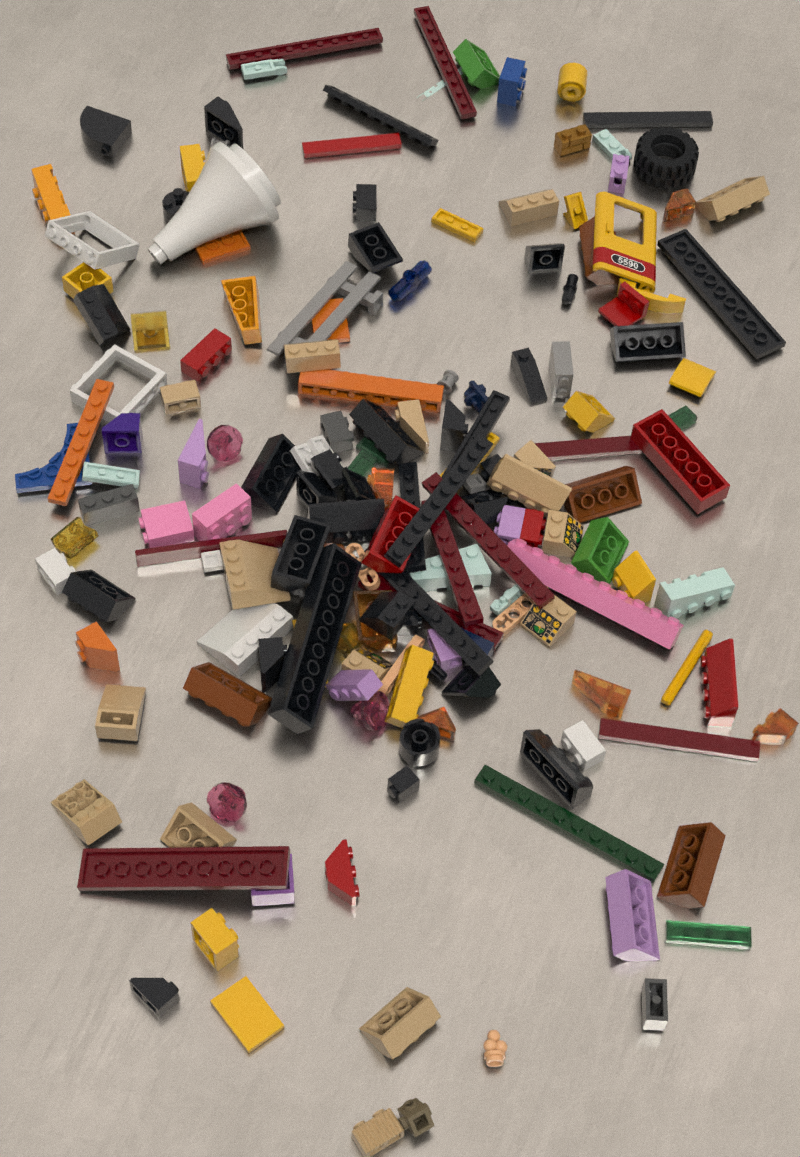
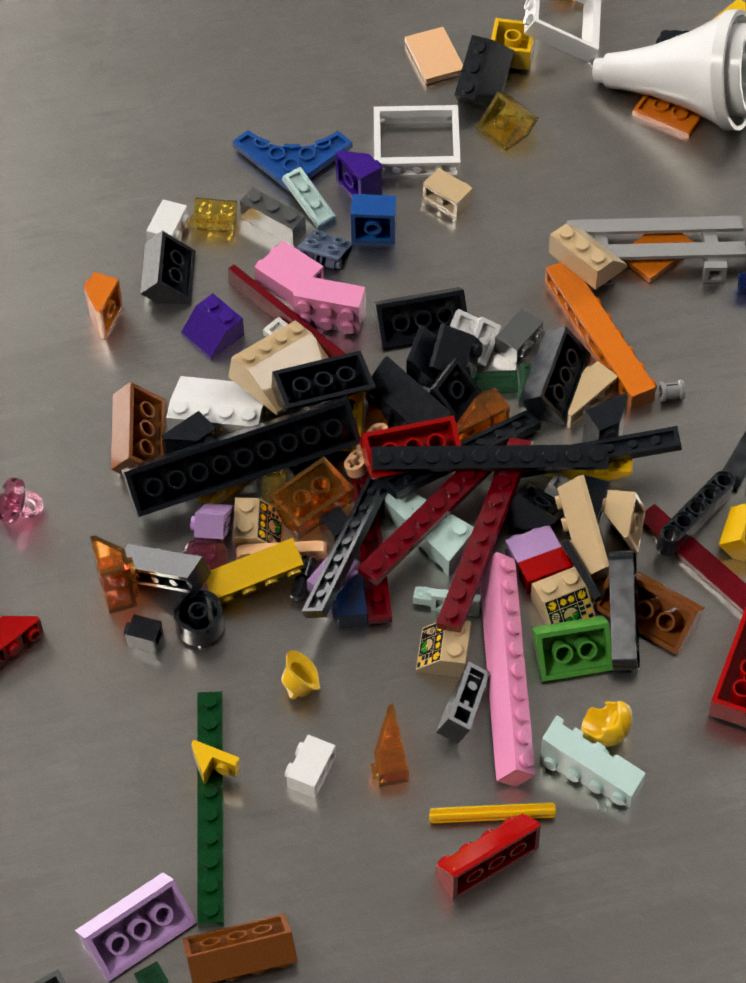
camera: 60 degrees right, 0 degrees up
(48, 332) = (434, 55): none -> light nougat tile
(81, 442) = (321, 150): orange plate -> none
(120, 712) = (52, 363): tan slope -> none
(163, 491) = (326, 246): none -> sand blue hinge
(167, 447) = (373, 219): none -> blue brick
(174, 596) = (213, 326): none -> dark purple slope
(192, 461) = (383, 242): lavender slope -> none
(206, 355) = (517, 181): red brick -> none
(224, 443) = (419, 255): clear pink tile -> none
(244, 304) = (601, 174): light orange wedge -> none
(349, 770) = (115, 575): none -> clear orange slope
(366, 739) = (168, 568): none -> brick
(388, 613) = (316, 500): black slope -> none
(442, 721) = (239, 622): clear orange slope -> none
(471, 684) = (305, 632): black slope -> none
(475, 396) = (679, 419): dark blue hips -> none
(510, 713) = (299, 675): none -> yellow piece
(511, 623) = (410, 607): light nougat beam -> none
(542, 798) = (210, 758): none -> yellow slope
(554, 426) = (695, 513): none -> black beam
(555, 767) = (262, 753): black slope -> none
(556, 507) = (582, 570): none -> black bar
(602, 503) = (624, 610): none -> beam
(603, 633) = (463, 703): none -> black slope
(634, 578) = (555, 697): yellow slope -> none
(672, 564) = (607, 724): none -> yellow piece
(679, 739) = (394, 857): dark red tile -> none
(776, 729) = (476, 941): clear orange slope -> none

